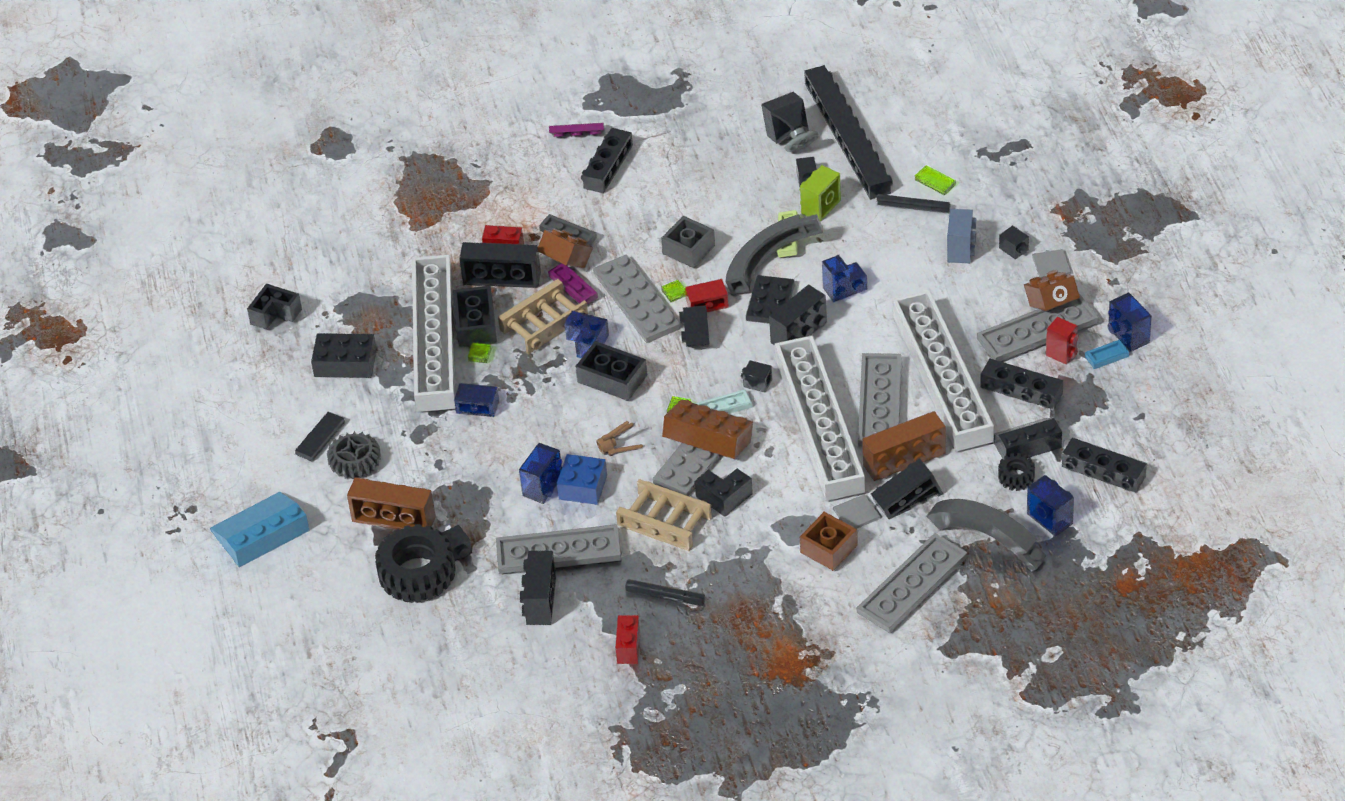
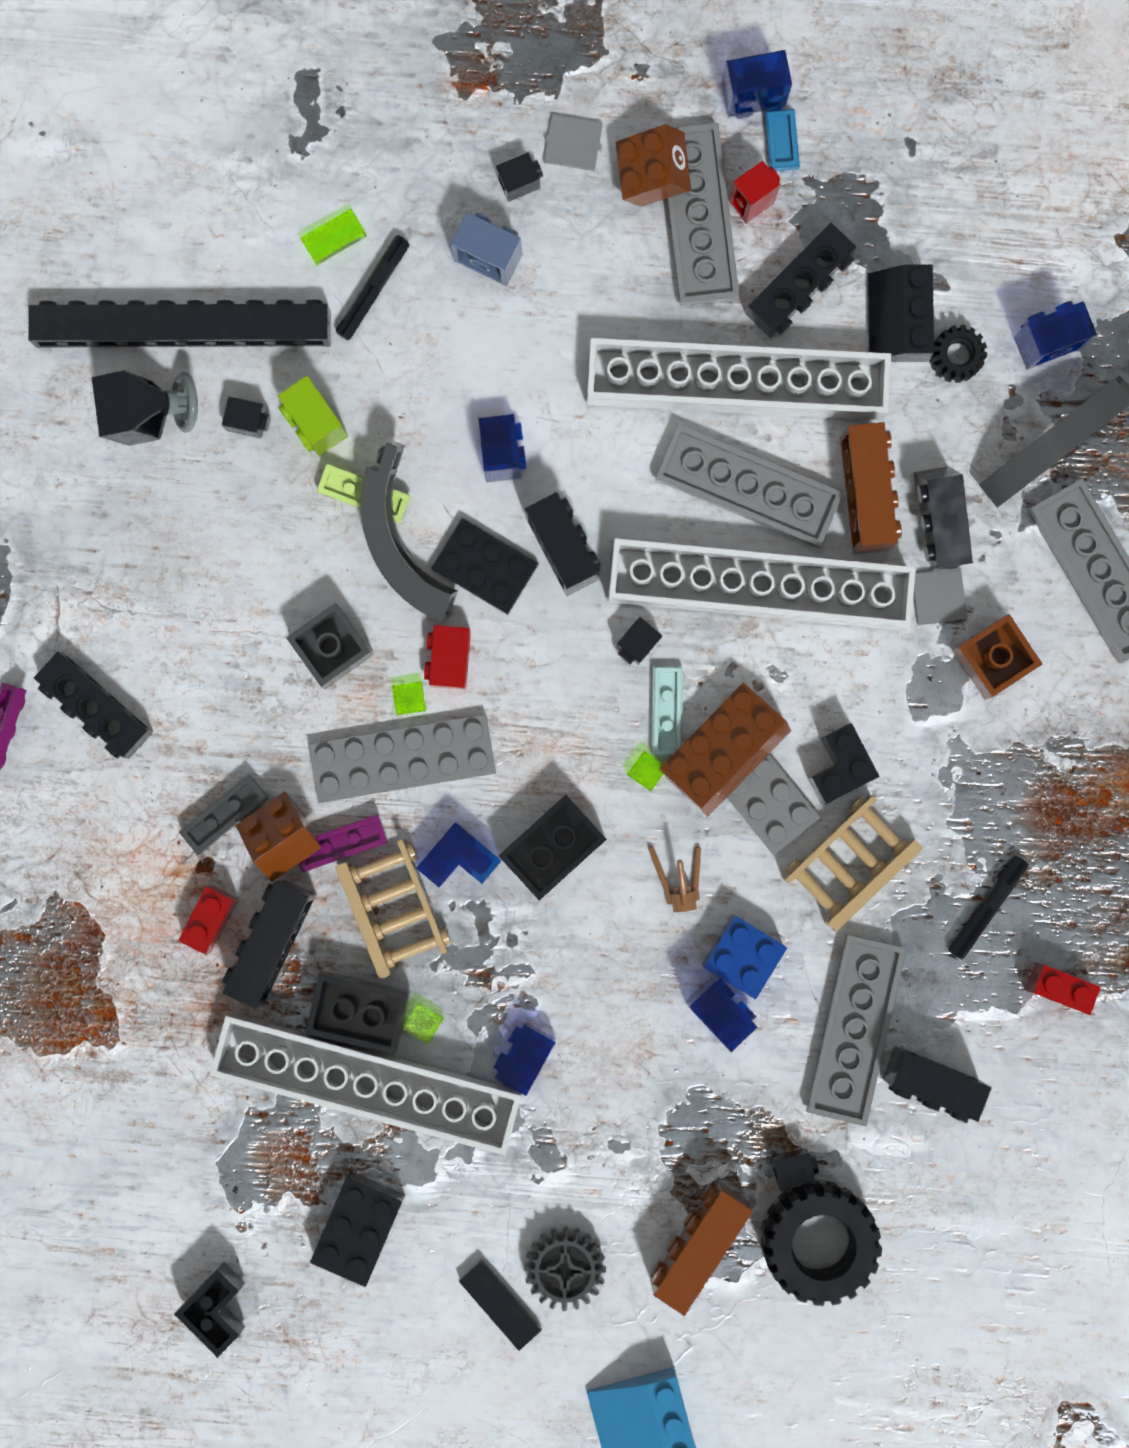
camera: 75 degrees left, 40 degrees up
(695, 325) = (507, 695): black brick -> none
(1104, 465) = (1027, 199): black brick -> none

